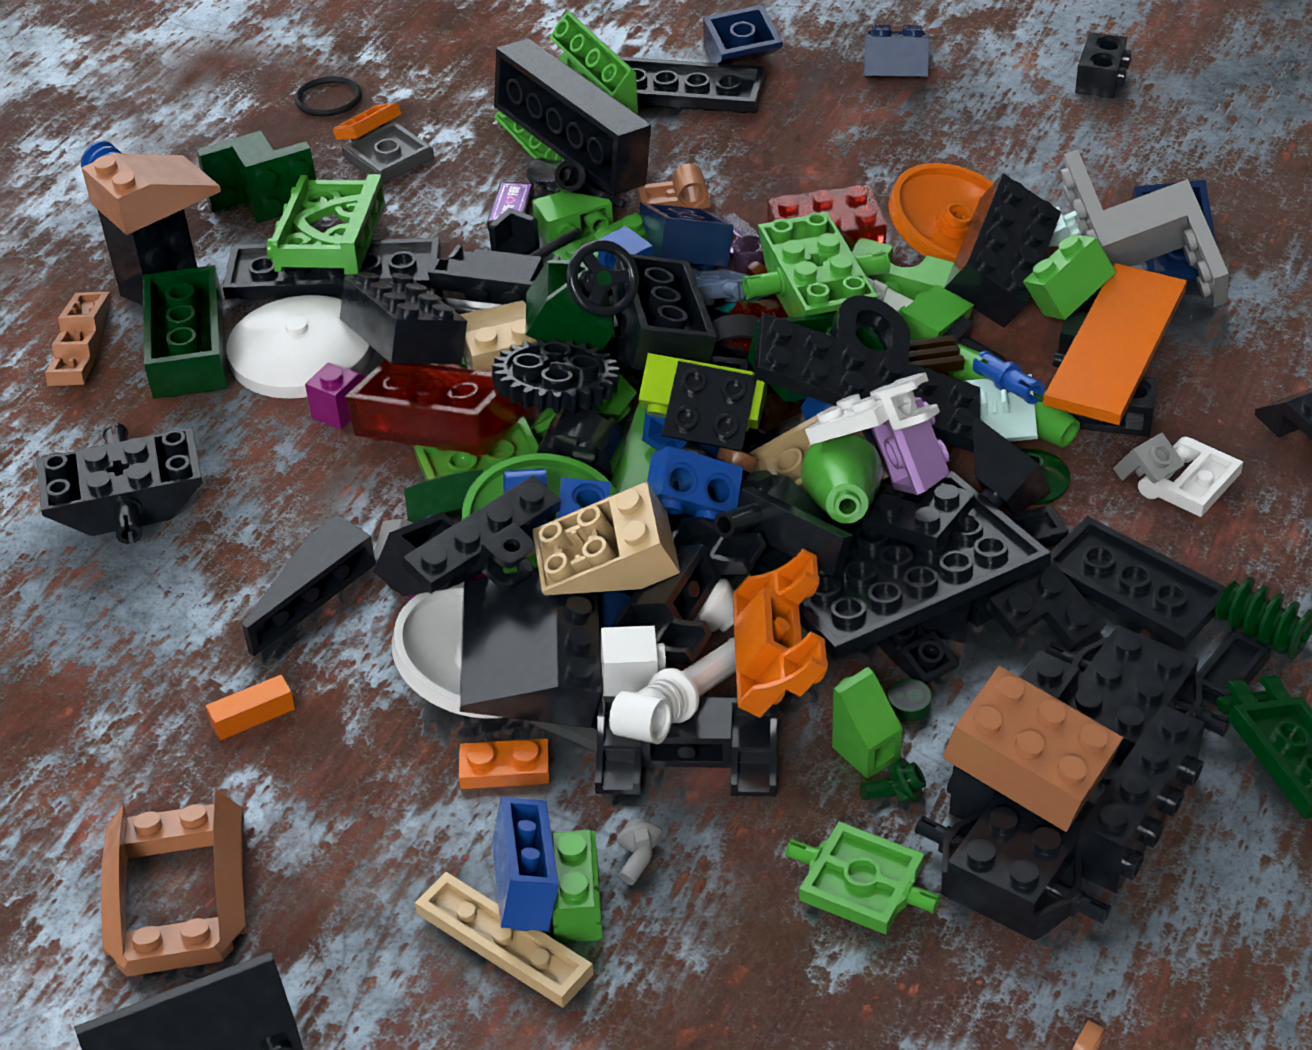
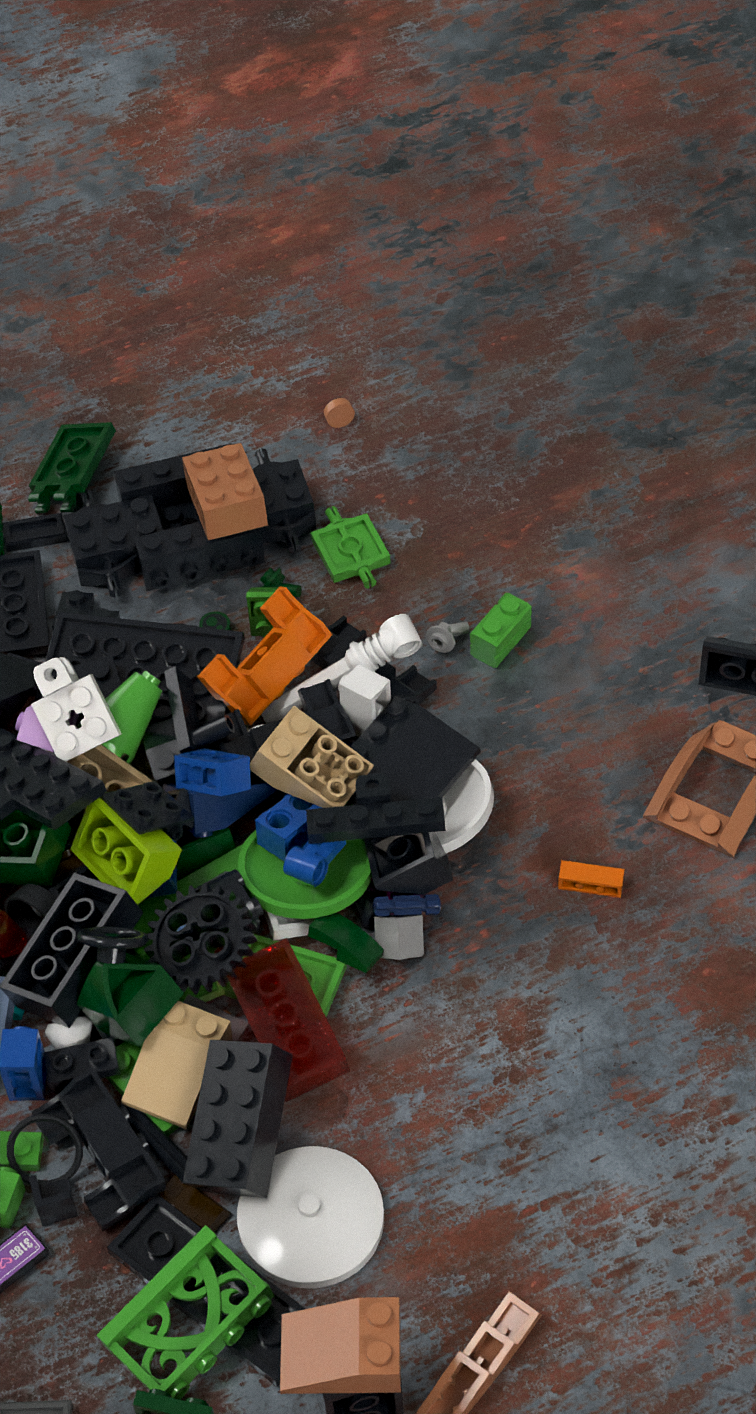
camera: 140 degrees left, 10 degrees up
(120, 482) = (552, 1132): black slope -> none
(184, 332) = (406, 1258): dark green brick -> none
(315, 573) = (471, 952): black slope -> none
(327, 394) = (322, 1119): magenta slope -> none
(504, 763) = (490, 745): orange plate -> none
(523, 954) = (560, 635): tan plate -> none
(524, 864) = (522, 642): blue brick -> none

